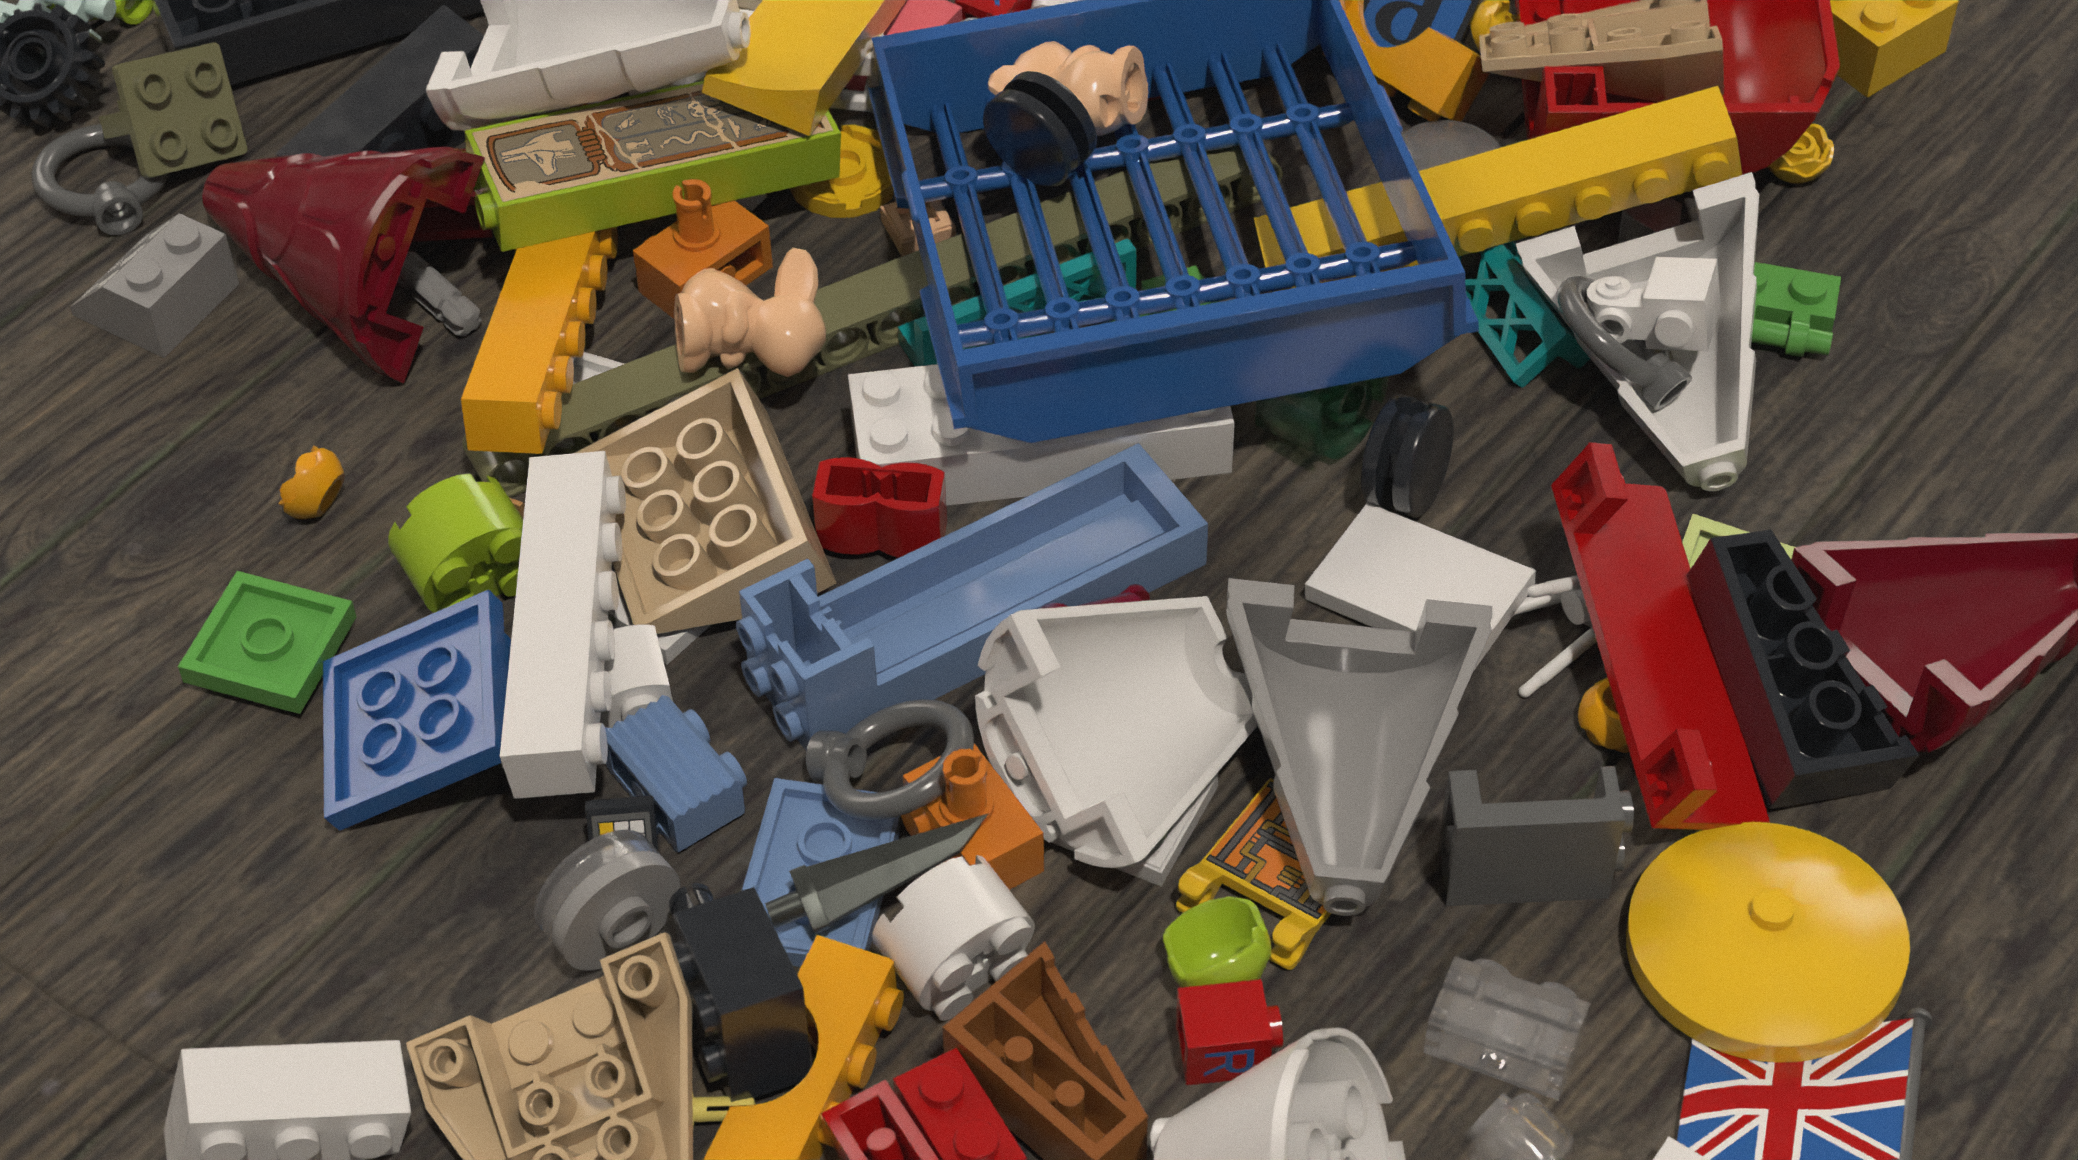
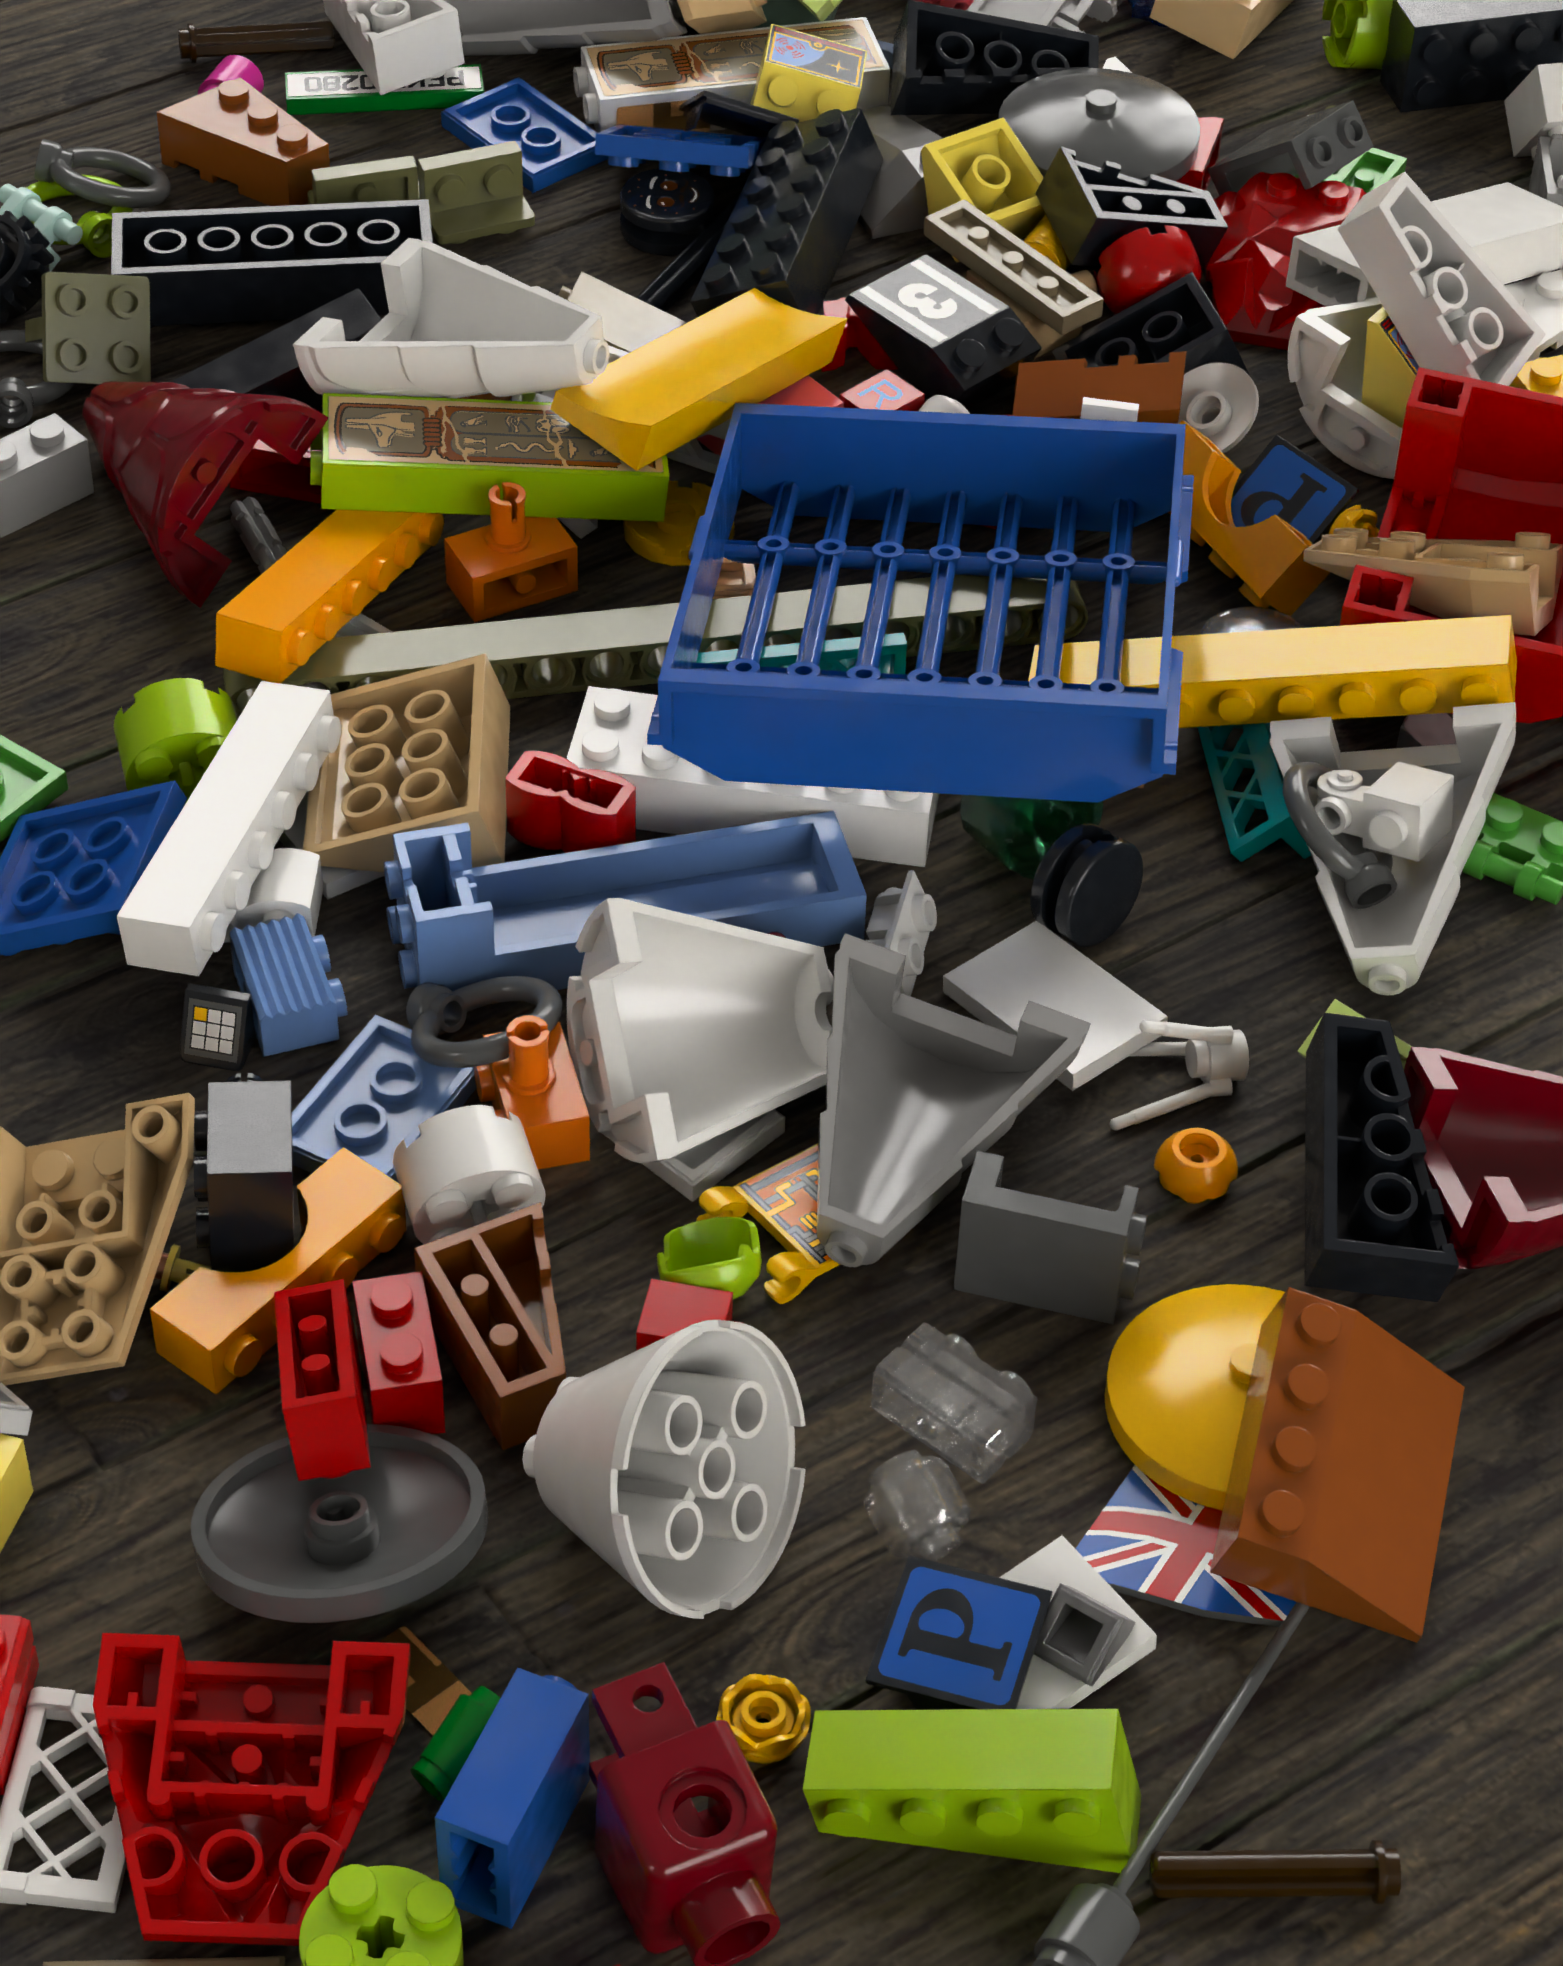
camera: 15 degrees right, 5 degrees down
(314, 484) = (76, 668): light orange plate -> none
(606, 898) = (167, 1054): light grey piece -> none
(727, 320) = (493, 611): light nougat animal -> none
(849, 882) = (390, 1114): pearl dark grey bar -> none
(1039, 128) = (852, 512): black head -> none
(1106, 84) = (913, 488): light nougat animal -> none
(1240, 535) = (903, 924): none -> white hinge
(1656, 648) = (1245, 1109): red bracket -> none
(1893, 993) = (1340, 1468): none -> dark orange slope

